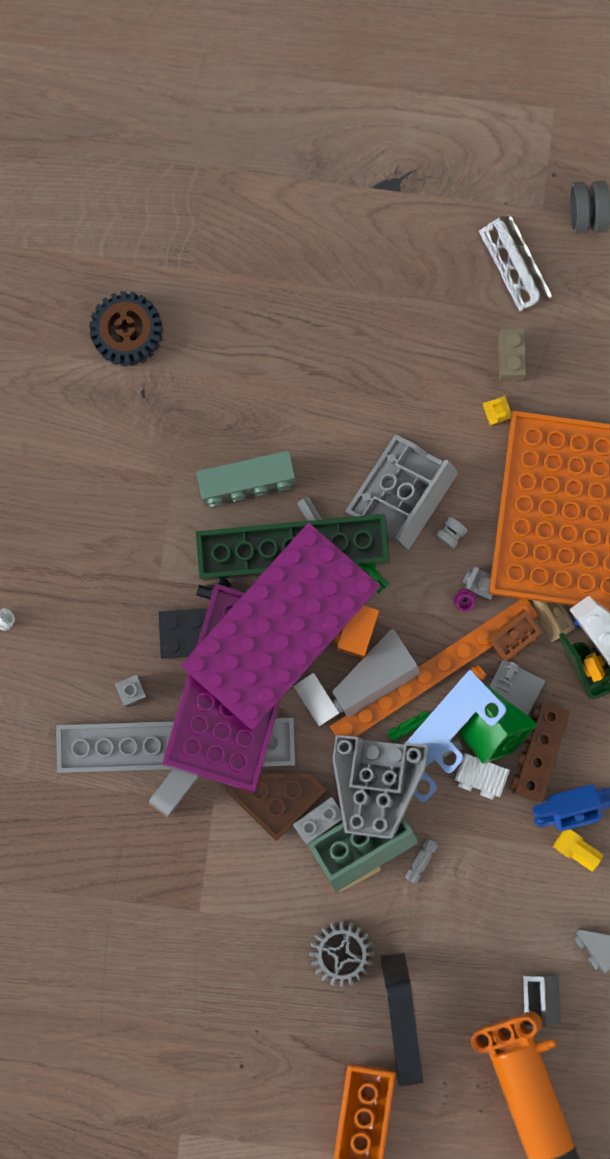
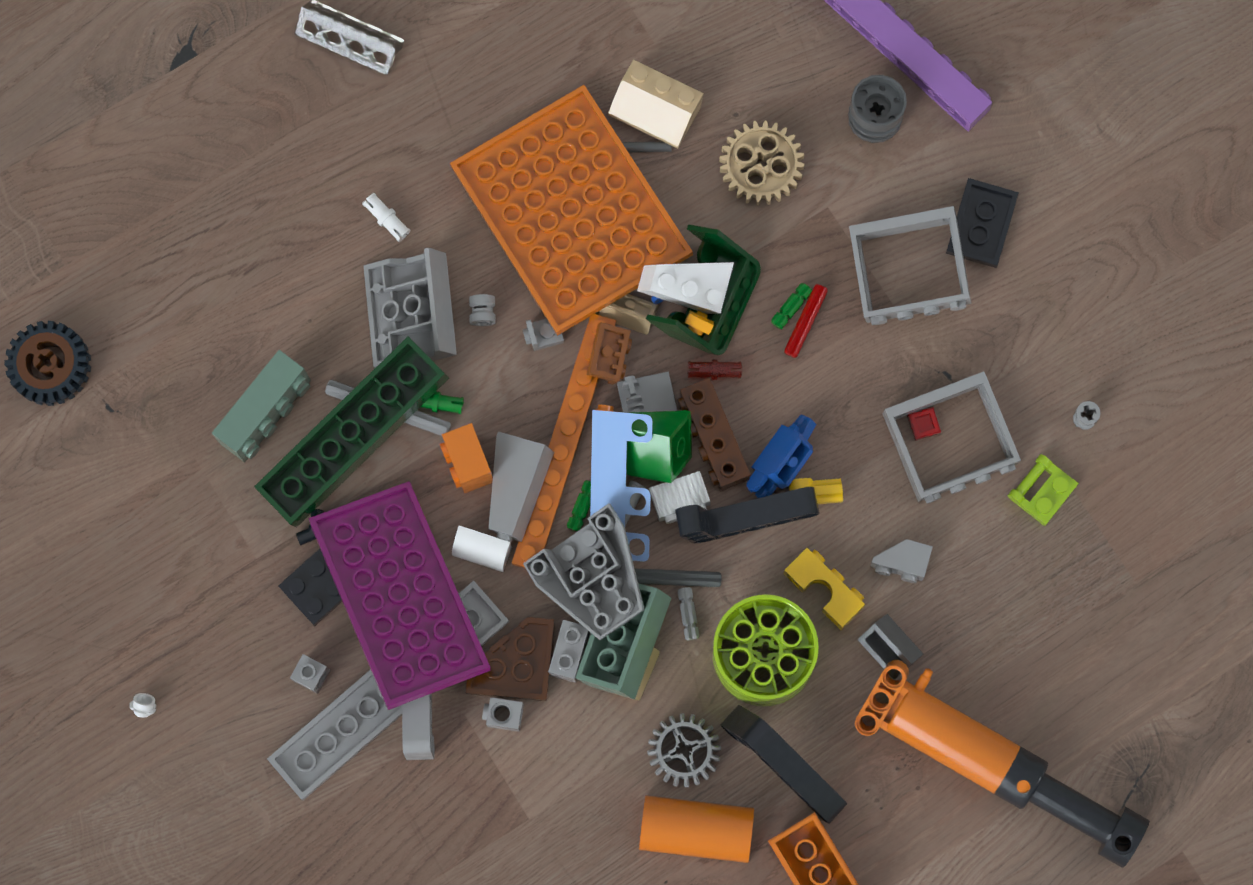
camera: 35 degrees left, 5 degrees down
(240, 838) = (512, 723): none -> light grey brick
(280, 626) = (395, 506): magenta plate -> none
(307, 1014) = (696, 829): none -> orange brick
(415, 929) = (758, 692): none -> lime wheel
(435, 831) = (678, 577): none -> dark grey axle
(438, 413) = (386, 217): none -> white pin
(464, 605) = (548, 358): magenta plate -> none
(497, 411) = (437, 174): yellow tile -> none
(512, 355) = (410, 116): dark tan brick -> none
(518, 829) = (704, 525): none -> black beam
(534, 942) = (809, 570): none -> yellow arch
(578, 706) = (714, 369): none -> clear red pin

